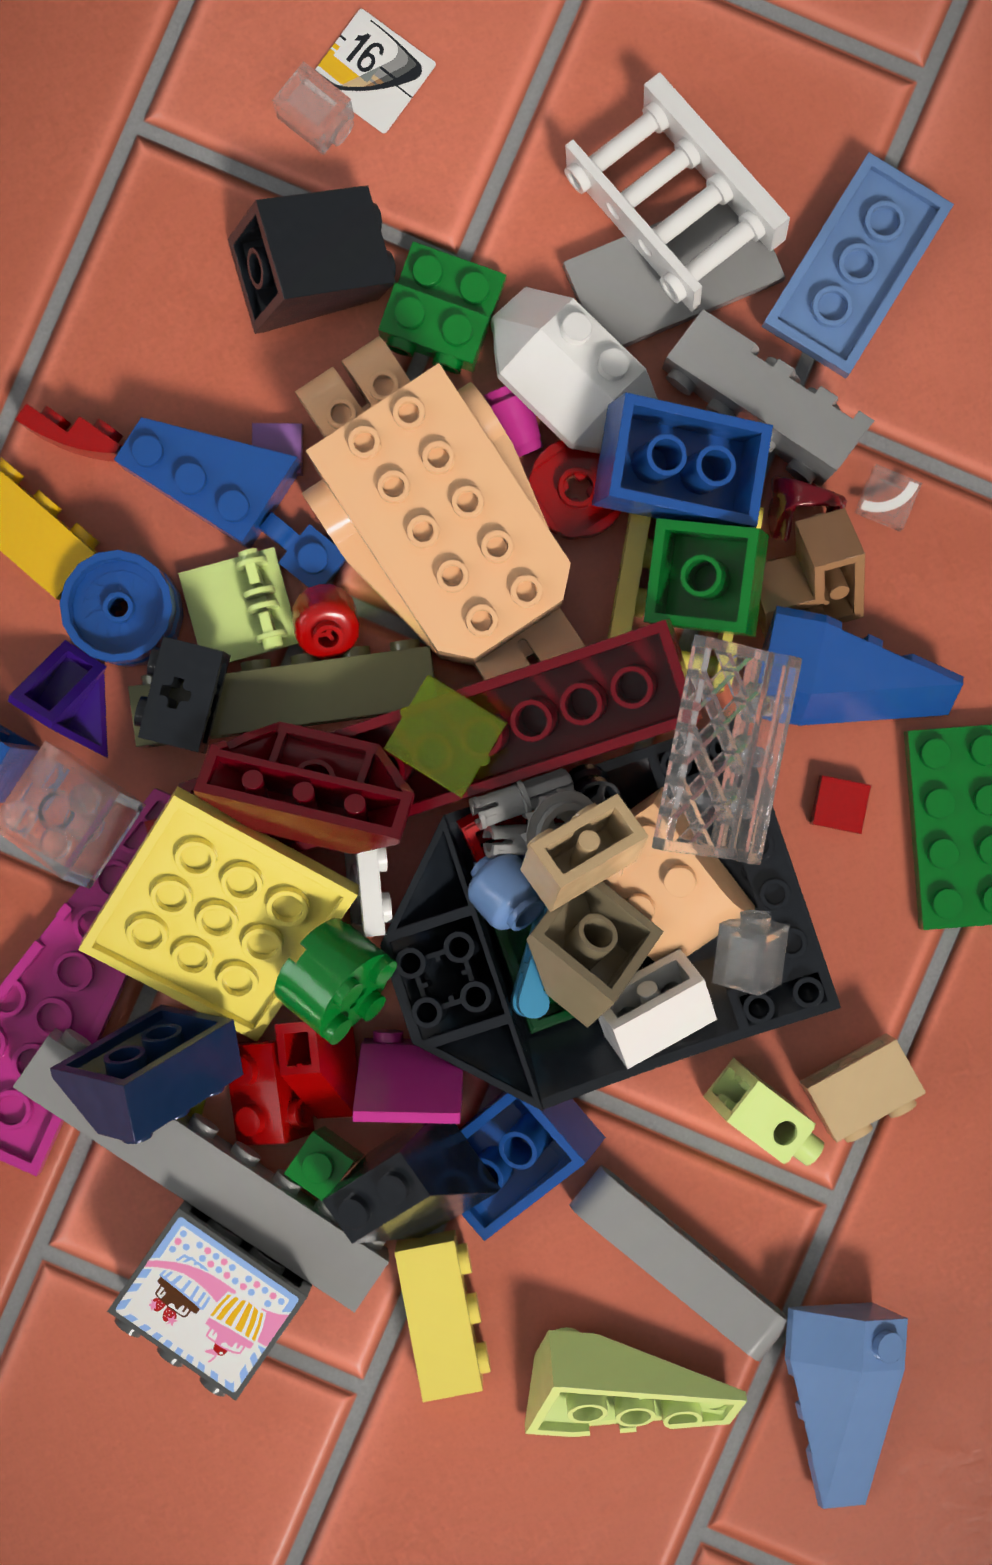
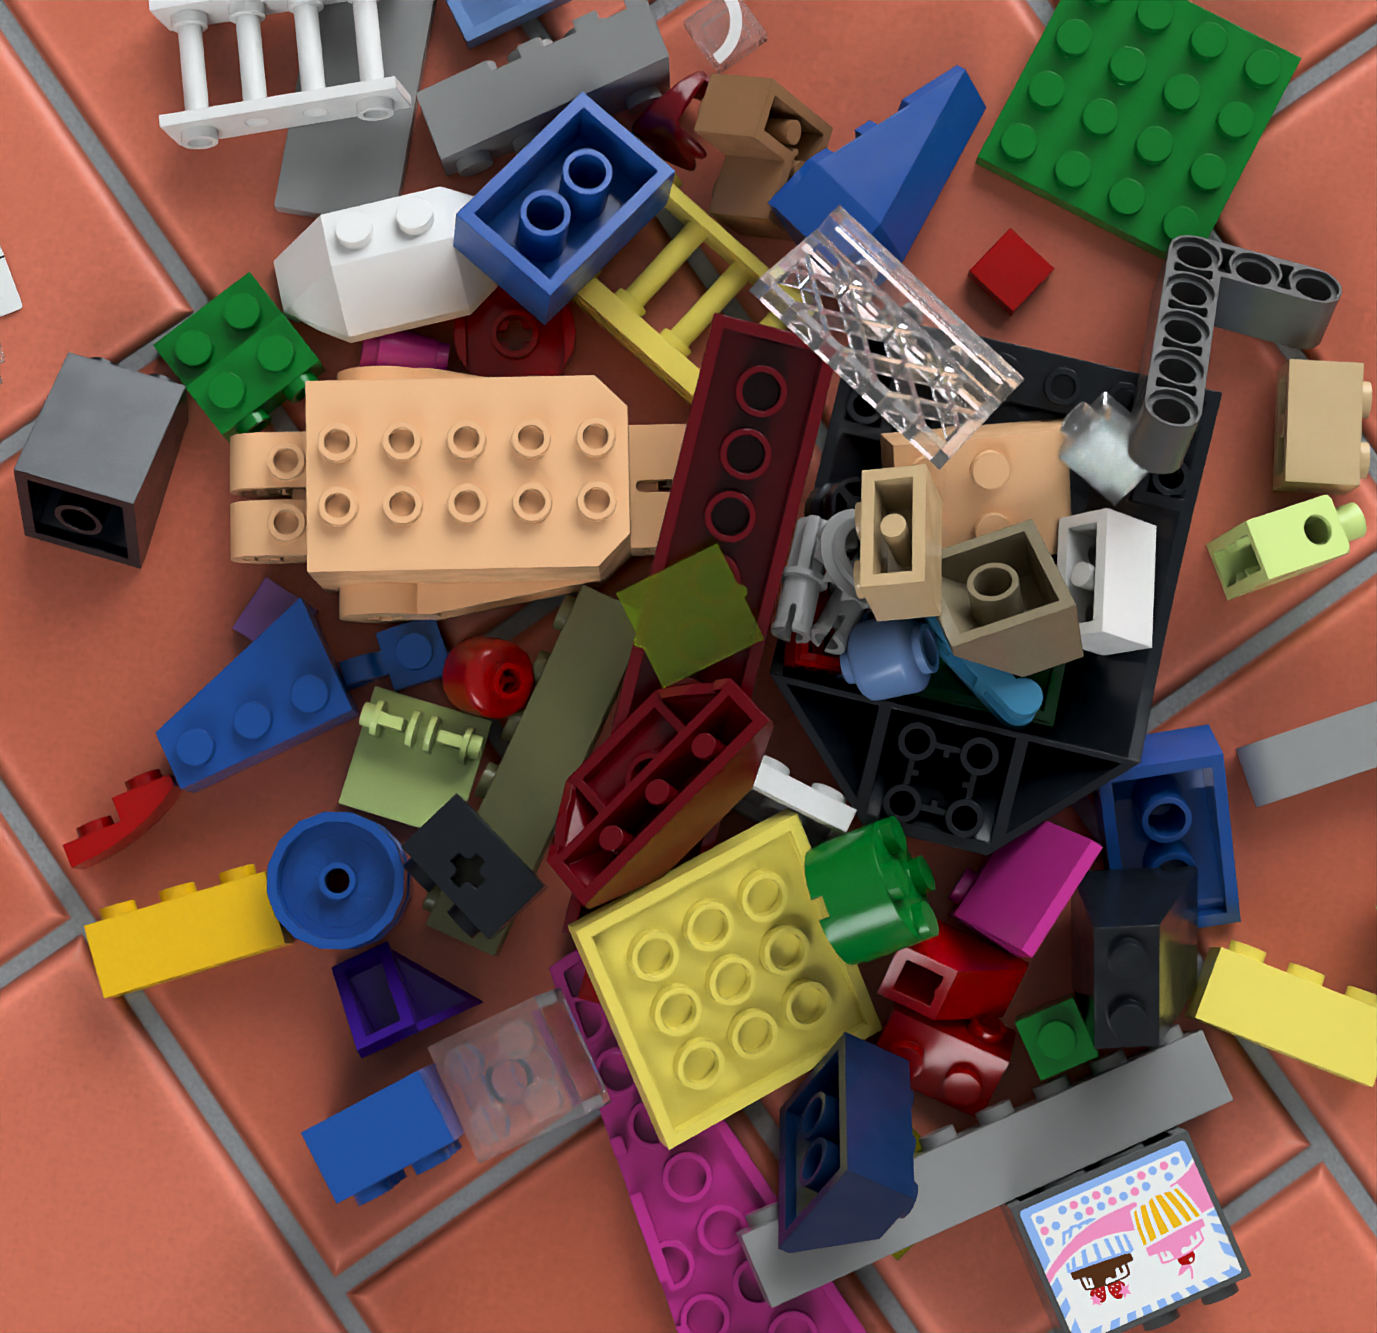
camera: 55 degrees left, 5 degrees down
(706, 576) = (693, 254): green brick -> none
(908, 944) = (1205, 288): none -> dark grey beam

